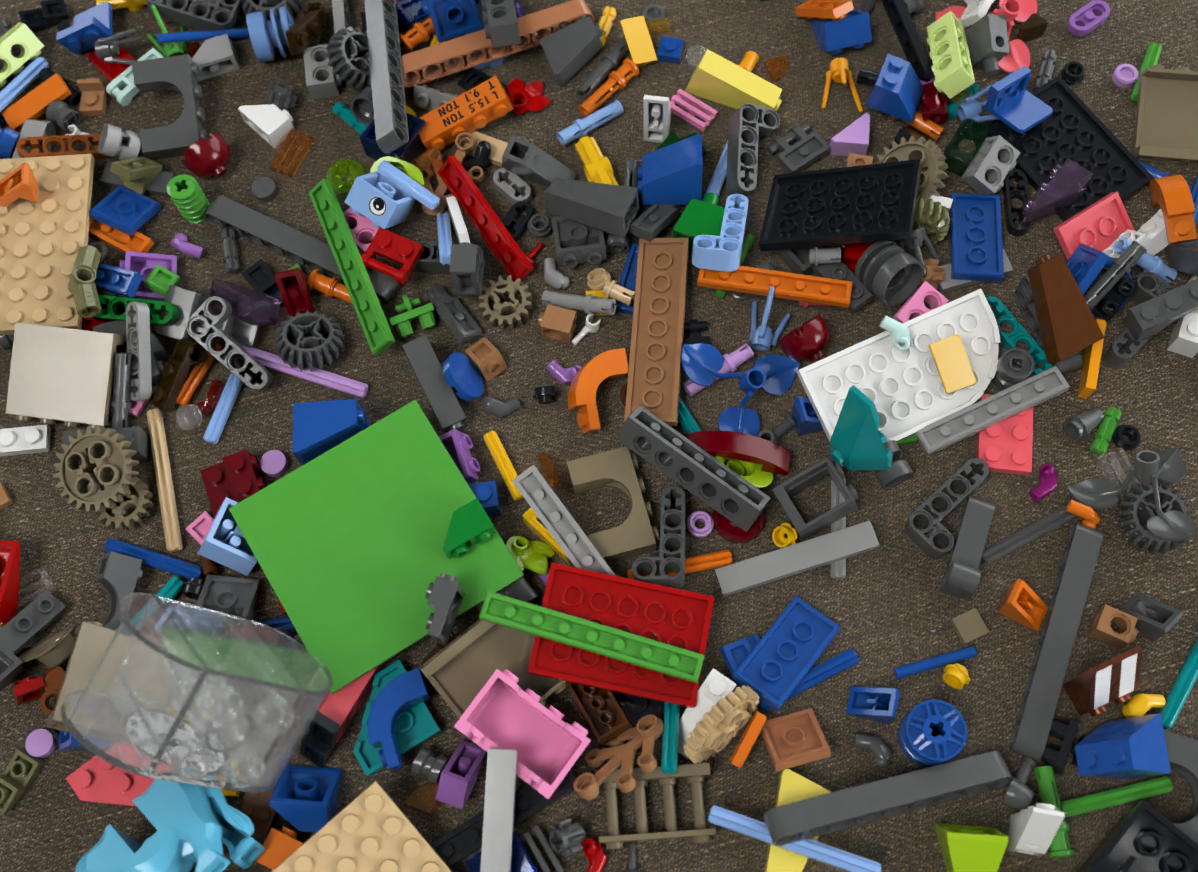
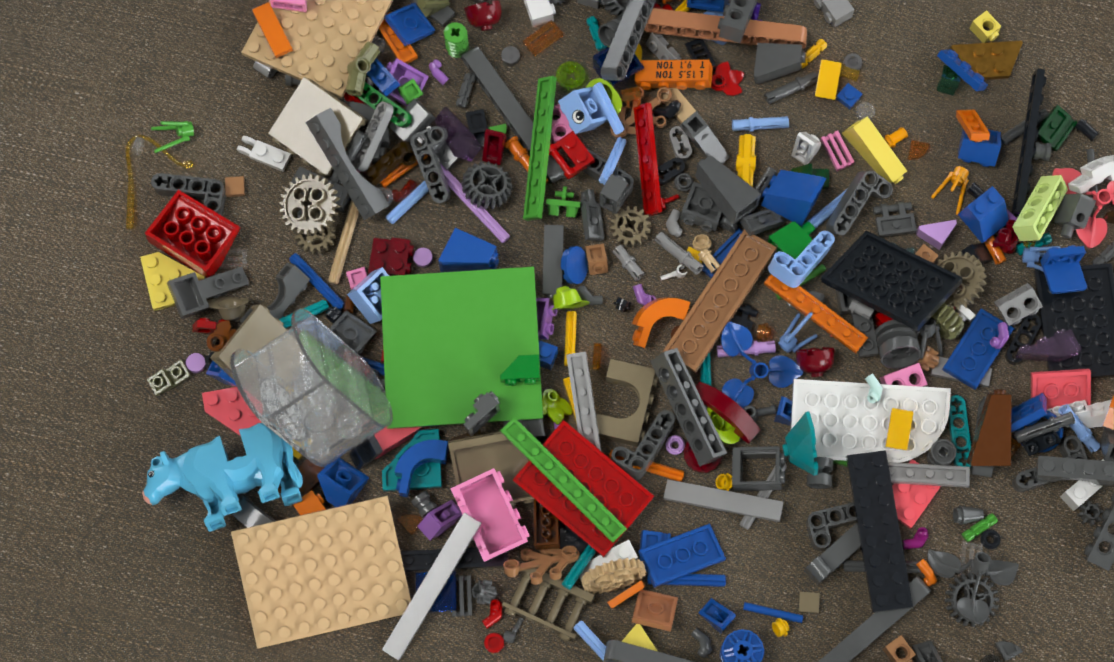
camera: 25 degrees right, 5 degrees up
(76, 371) = (364, 195): none -> dark grey arch
(457, 220) = (627, 154): white tile -> none
(477, 419) = (567, 299): none -> lime piece
(526, 343) = (628, 262): none -> light grey pin
(558, 323) = (657, 260): medium nougat brick -> none
(616, 81) = (795, 101): orange pin -> none
(727, 340) = (763, 332): none -> clear orange plate
(972, 131) = (1023, 270): clear green piece -> none
(997, 209) = (998, 342): none -> medium lavender arm
(1004, 496) = (879, 531): none -> black plate
(1023, 605) = (851, 609): orange slope -> none
(1091, 365) = (1001, 475): light orange tile -> none

